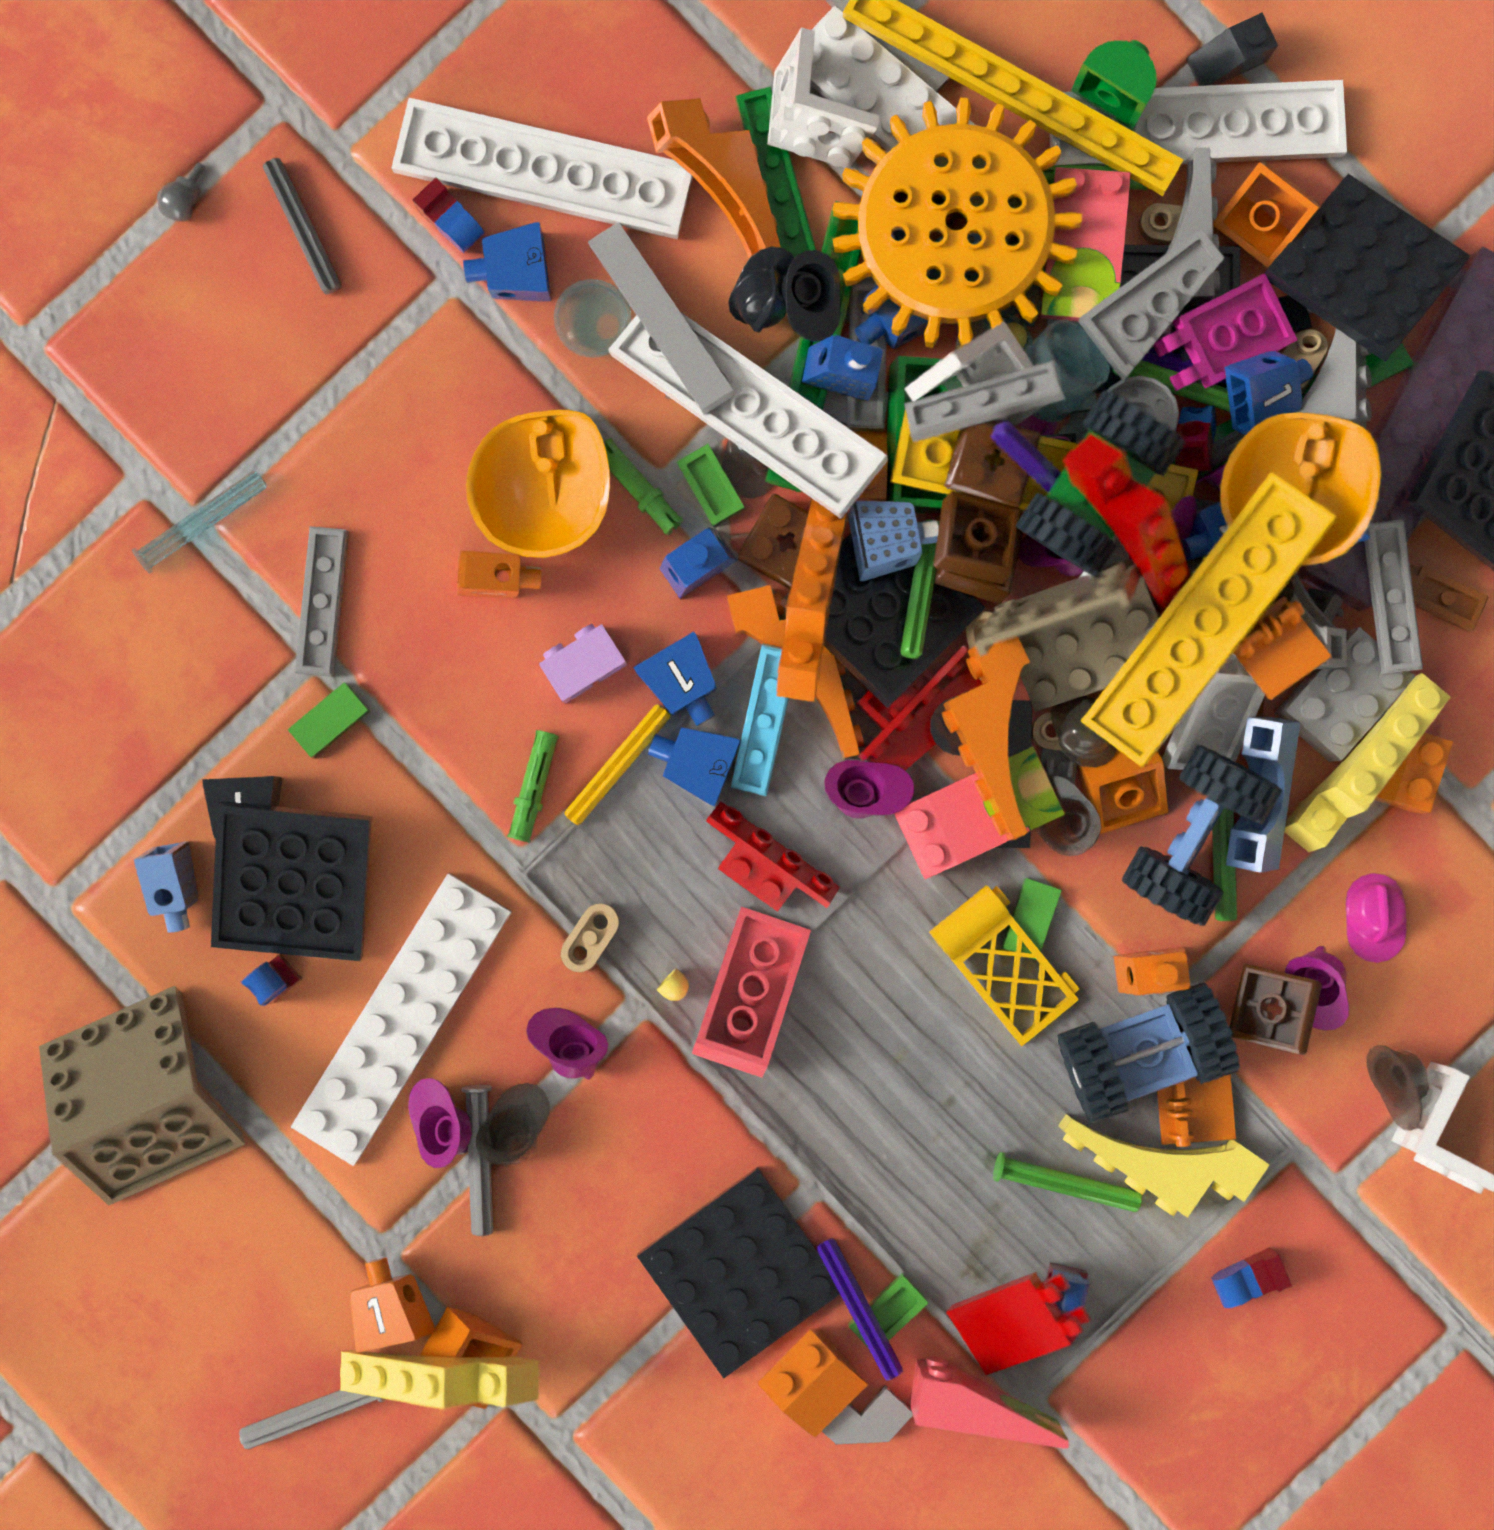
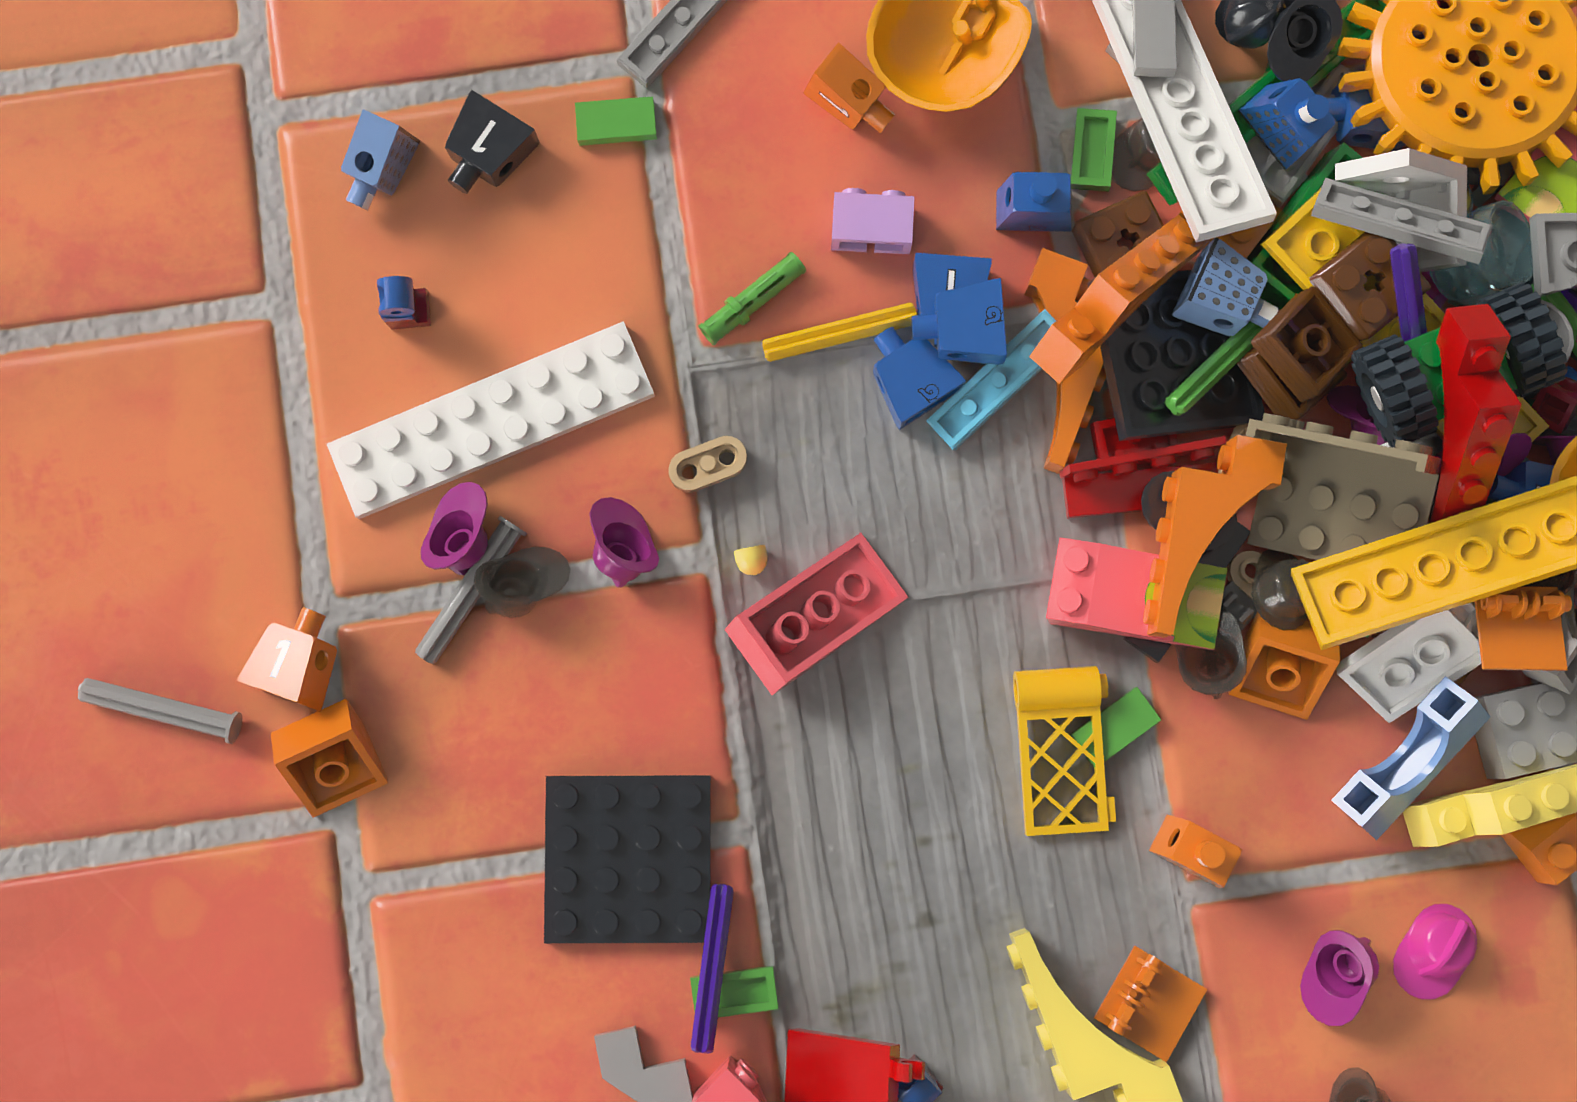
camera: 35 degrees right, 5 degrees down
(130, 1100) = (201, 324): dark tan bracket -> none
(290, 881) = (483, 228): black plate -> none
(441, 1380) = (295, 753): light yellow arch -> none
(648, 497) = (1030, 122): bright green pin -> none
(710, 699) = (966, 323): none -> blue torso
(766, 865) = (908, 510): red bracket -> none
(812, 1382) = (621, 1004): orange slope -> none
(868, 788) = (1049, 504): magenta piece -> none
(1066, 1183) = (981, 991): bright green axle -> none
(1149, 1052) = (1144, 920): plate -> none
(1170, 880) = (1382, 719): black plate -> none
(1224, 875) = (1352, 760): bright green axle -> none
(1263, 987) = (1287, 938): reddish brown brick -> none

